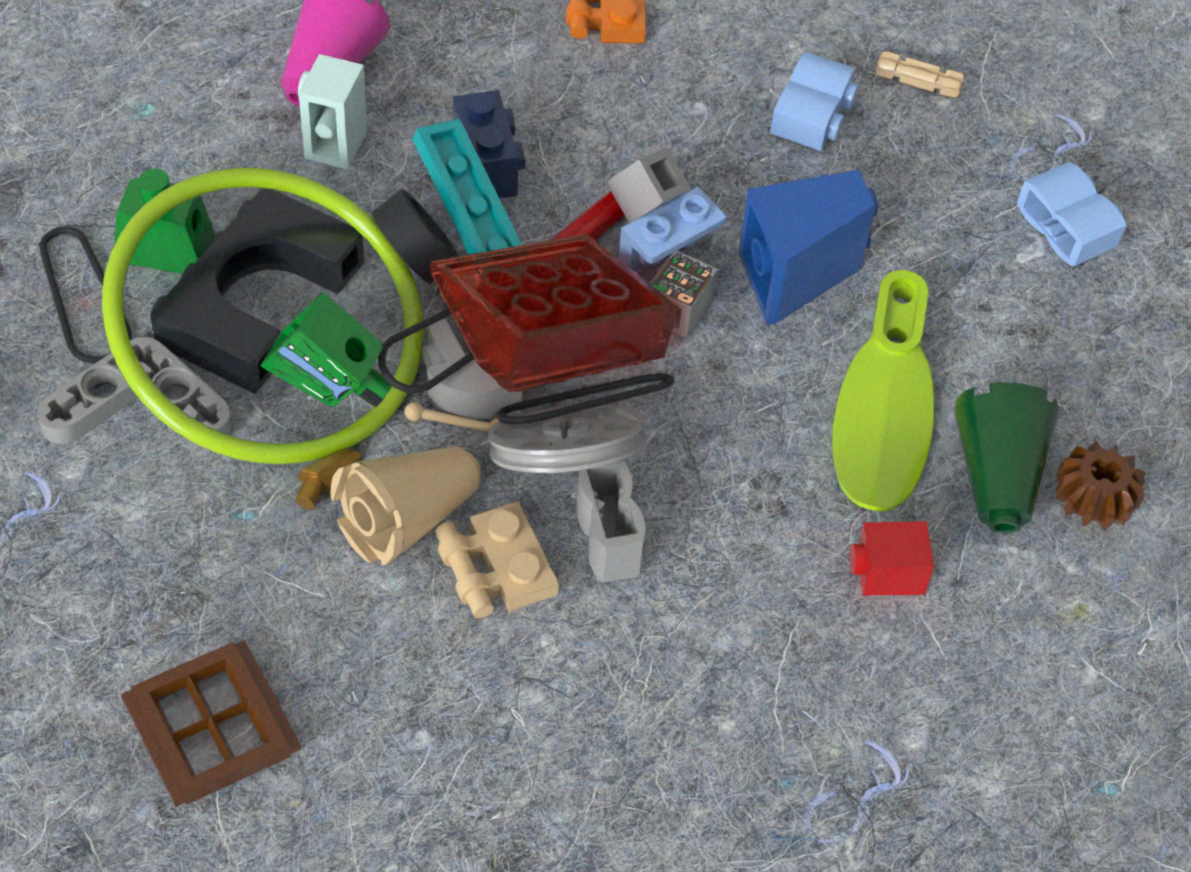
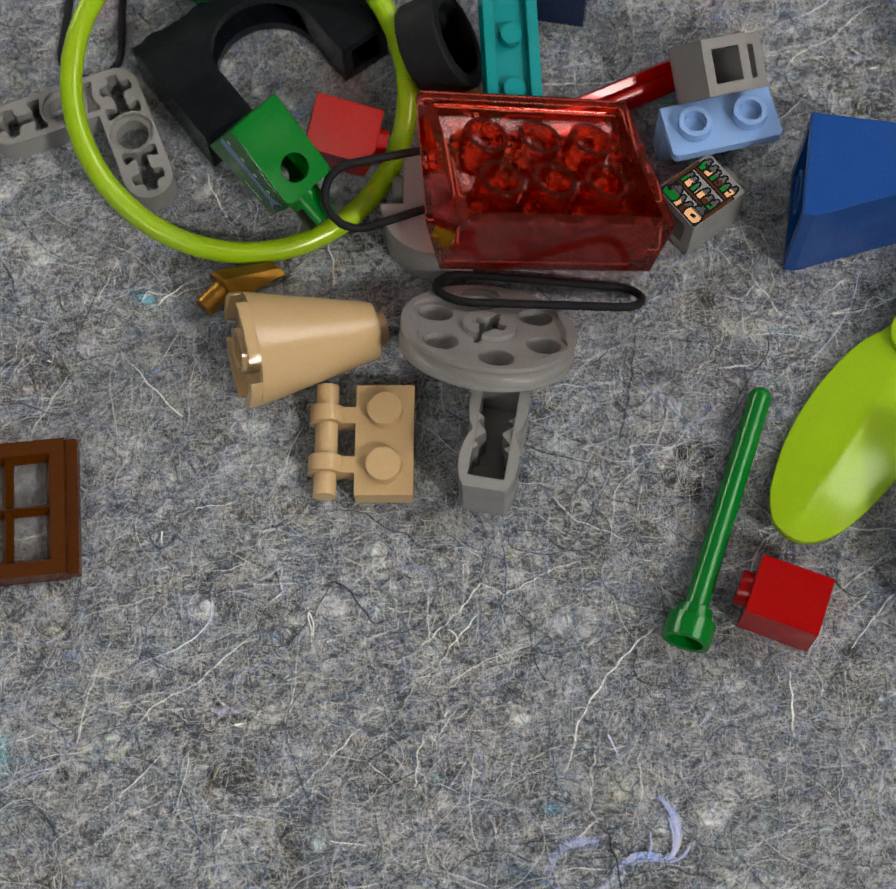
camera: 30 degrees right, 15 degrees up
(380, 313) = (346, 131): none -> red brick
(414, 412) = (360, 244): tan hinge -> none
(828, 601) = (690, 623): none -> green piece

